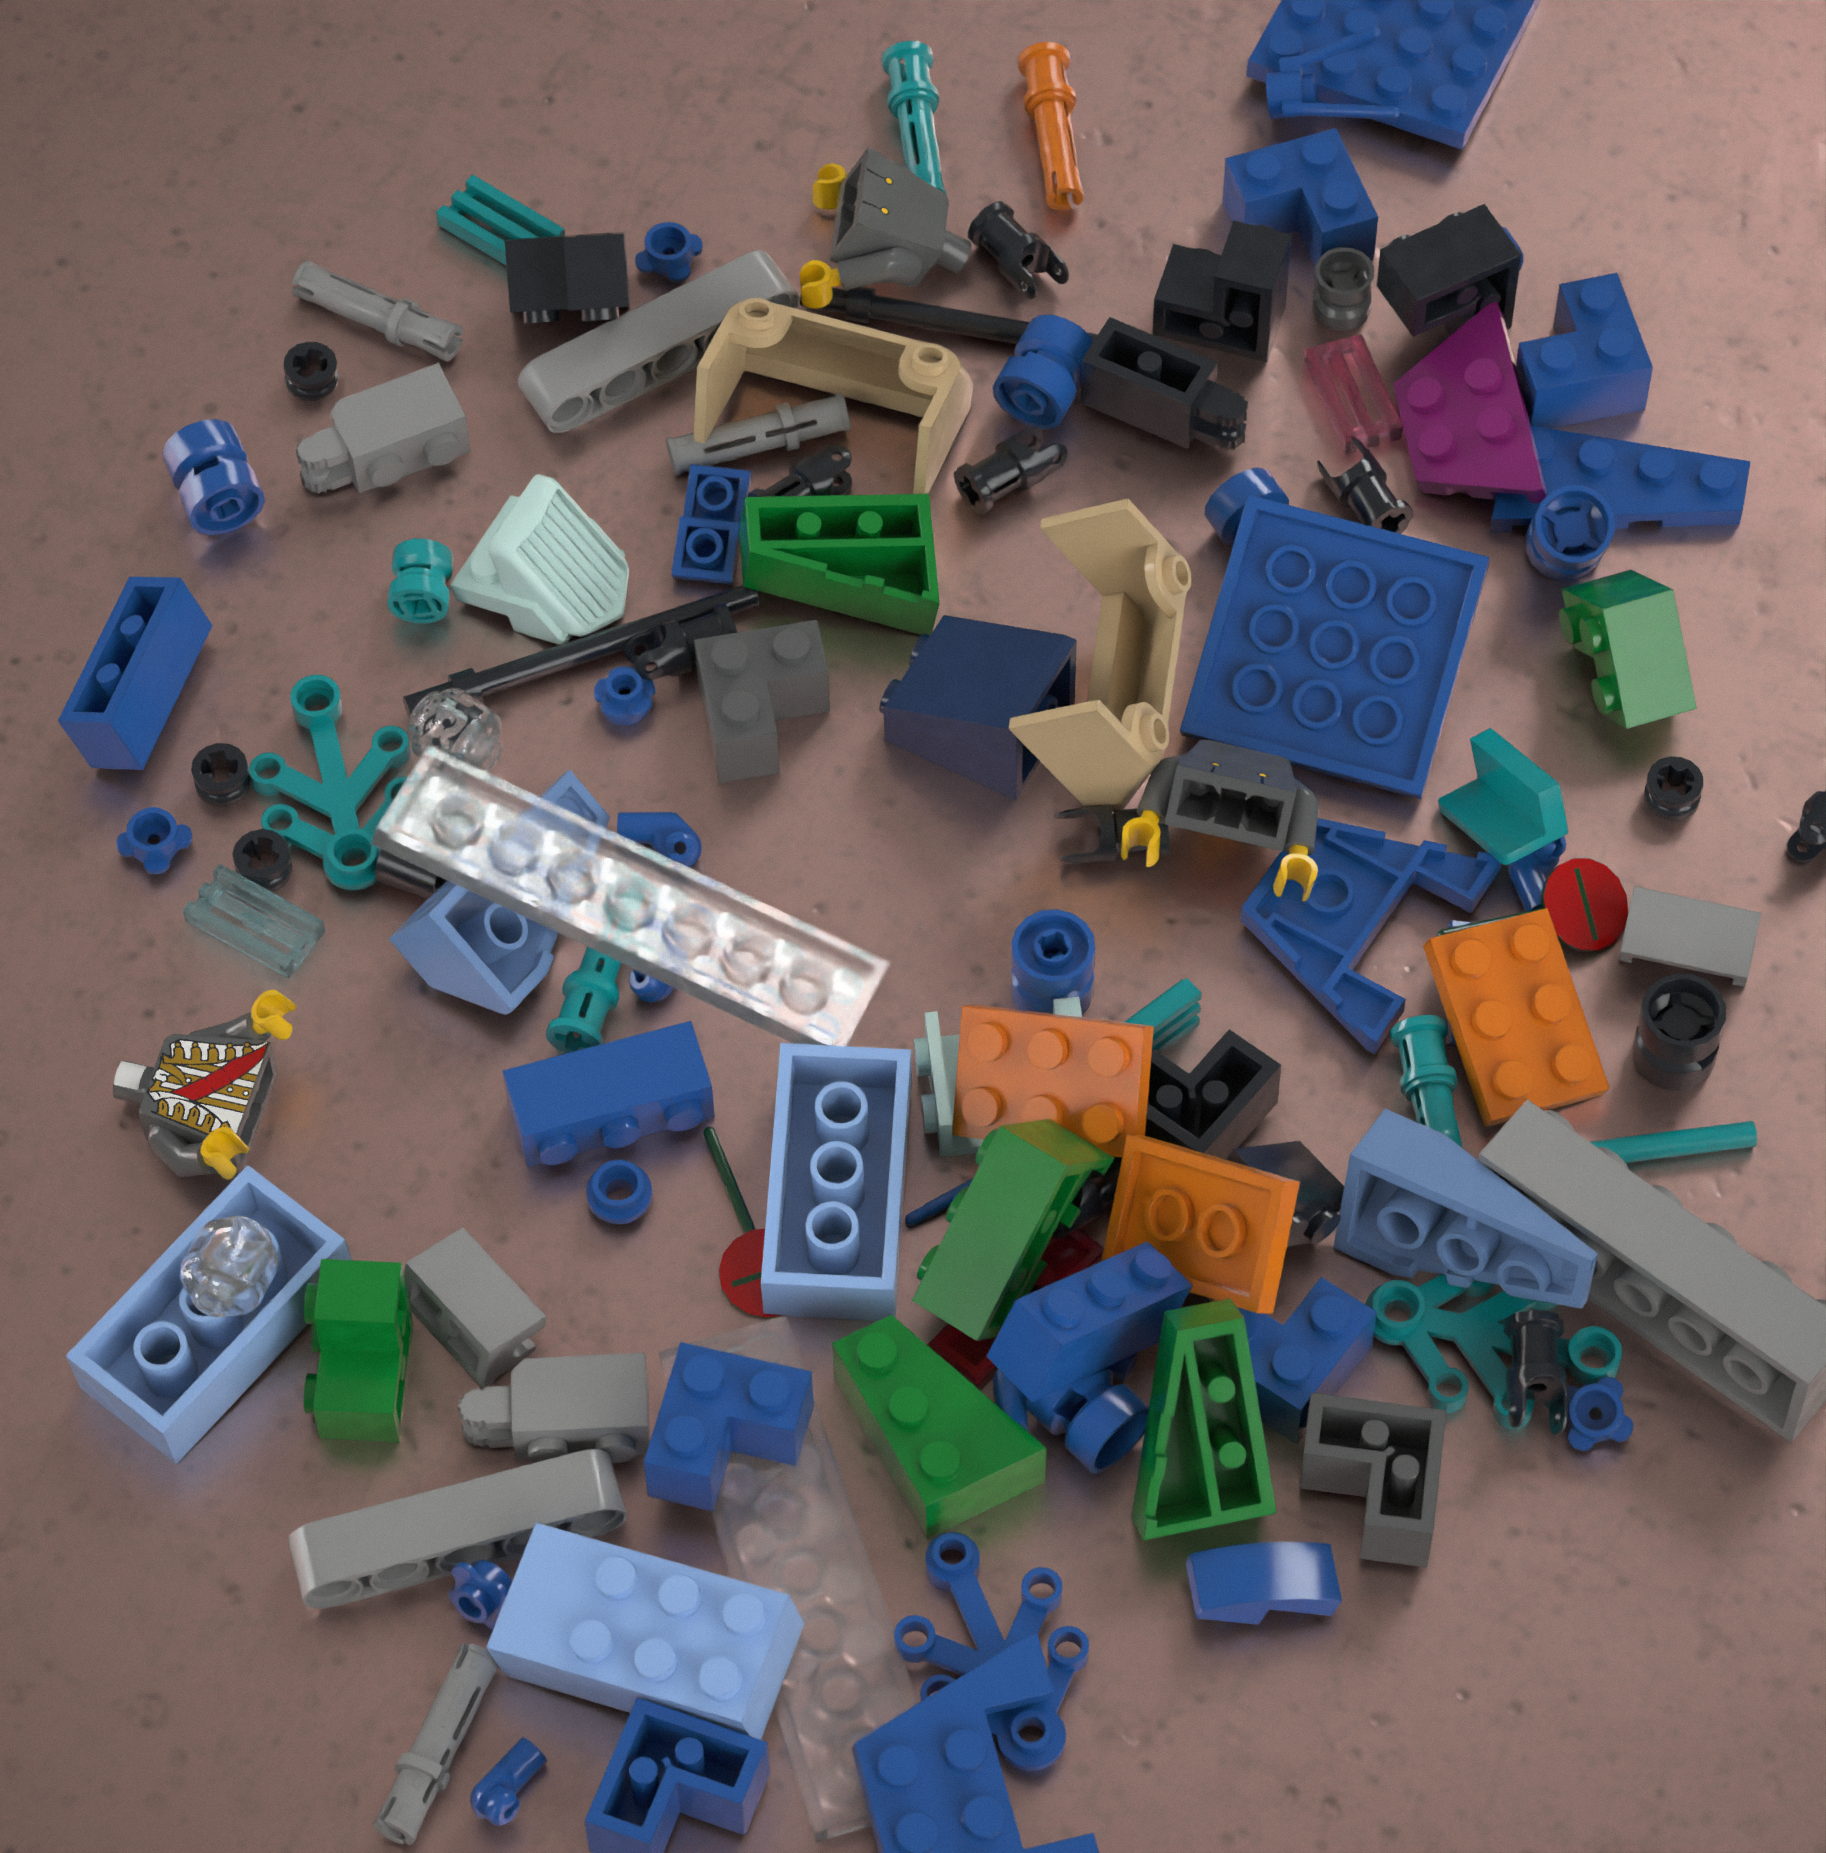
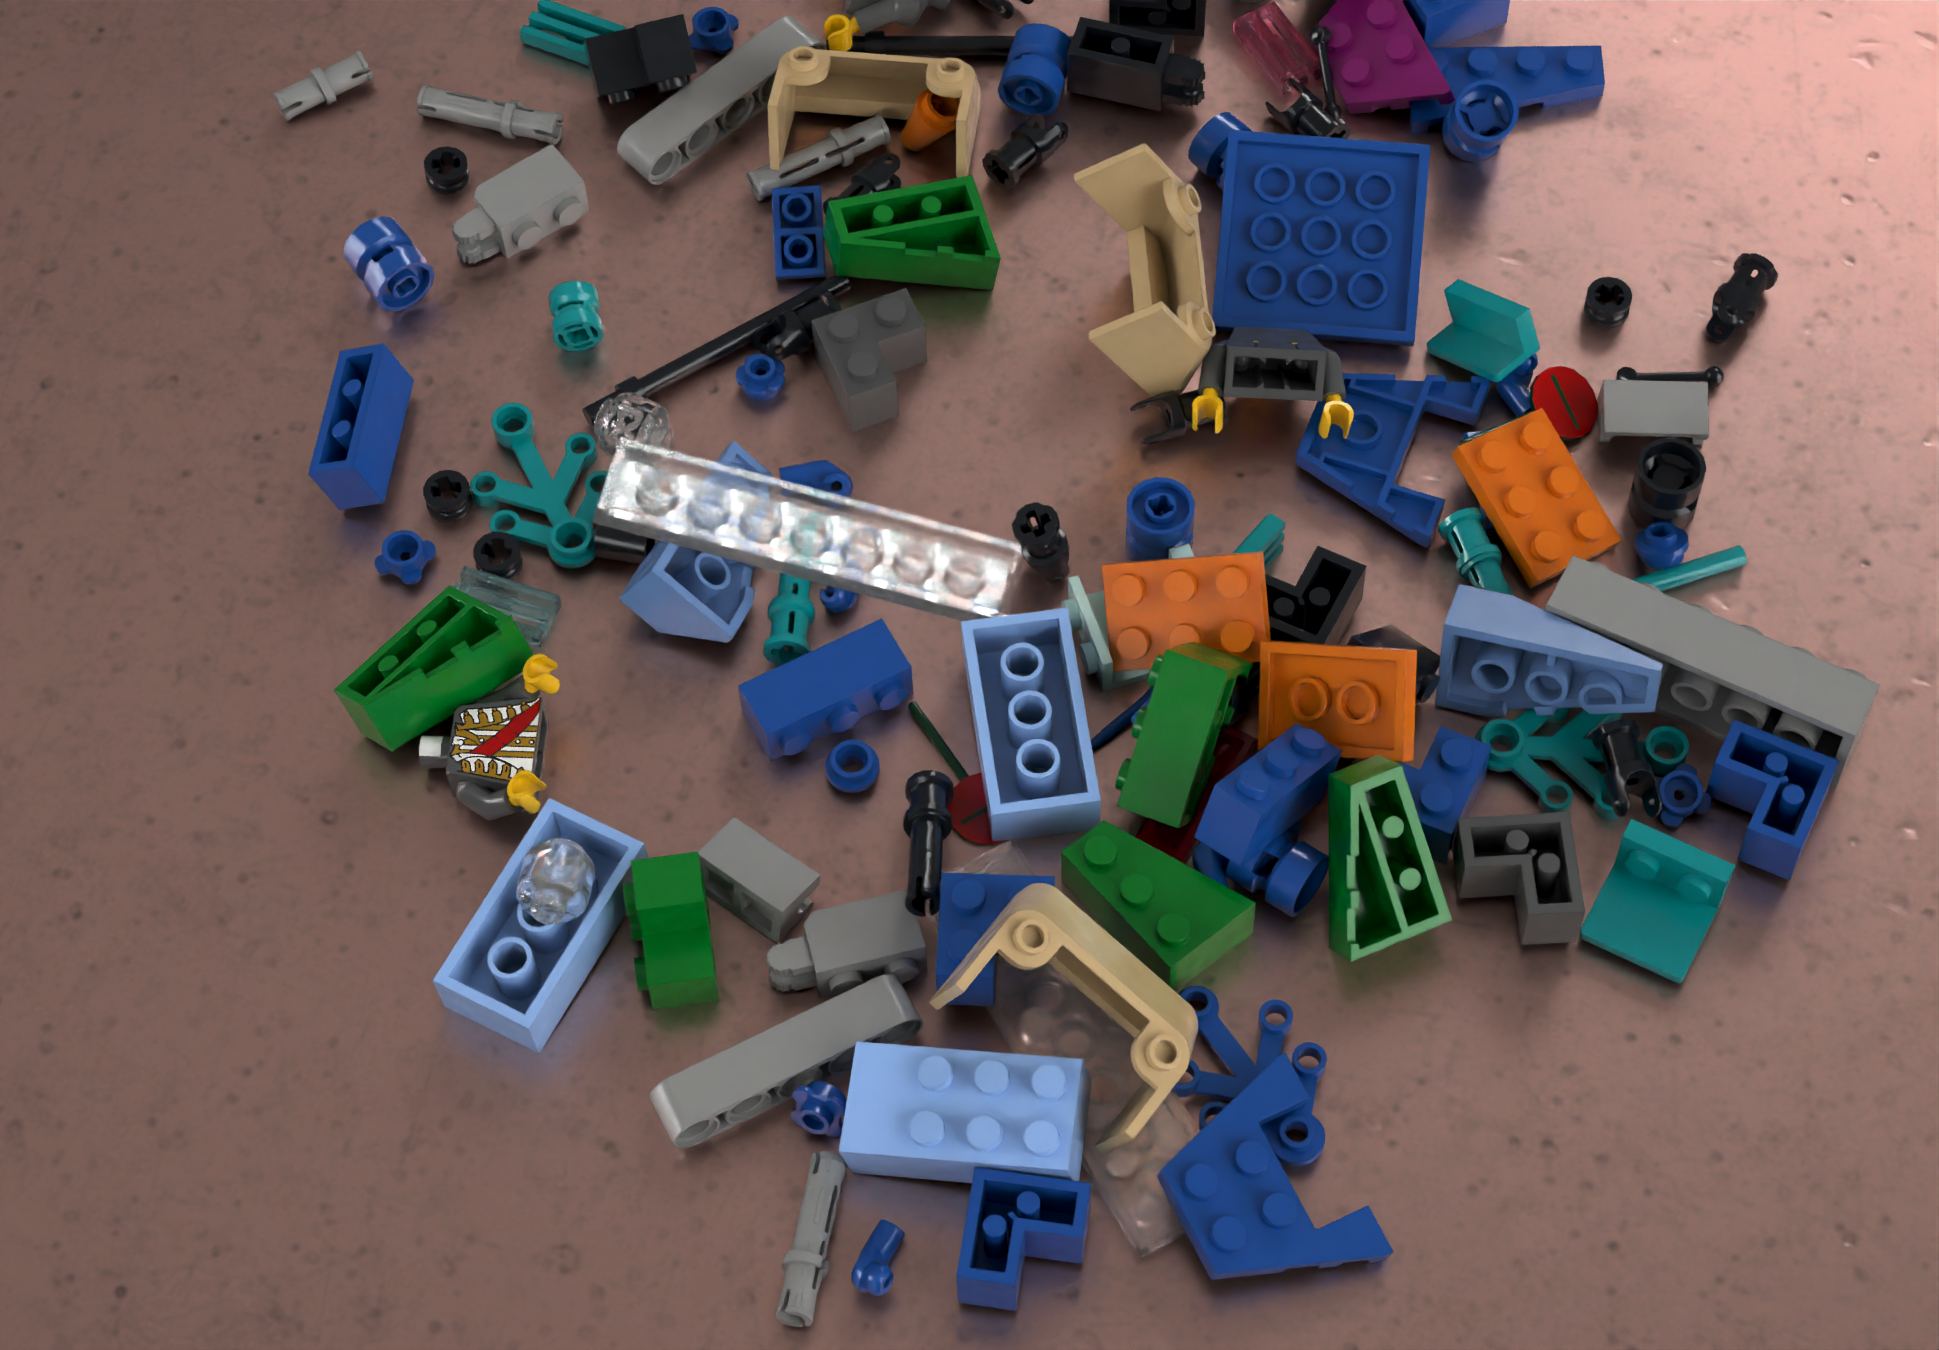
camera: 10 degrees left, 0 degrees up
(151, 981) = (432, 667): none -> green wedge
(187, 239) = (323, 85): none -> light grey pin
(546, 567) = (674, 287): light aqua piece -> none
(685, 1281) = (927, 825): none -> black pin
(789, 1430) = (1048, 927): none -> tan windscreen
(896, 414) = (929, 120): none -> orange cone
(904, 959) = (1041, 539): none -> black piece
(966, 689) = (1042, 327): dark blue slope -> none
(1253, 1578) = (1446, 975): blue slope -> none
(1402, 391) = (1320, 36): none -> black hinge
(1532, 1539) = (1657, 901): none -> teal bracket
(1635, 643) = (1554, 194): brick -> none
(1656, 1103) = (1661, 545): none -> blue plate
(1717, 1432) = (1776, 784): none -> blue brick
(1778, 904) = (1712, 375): none -> black hinge

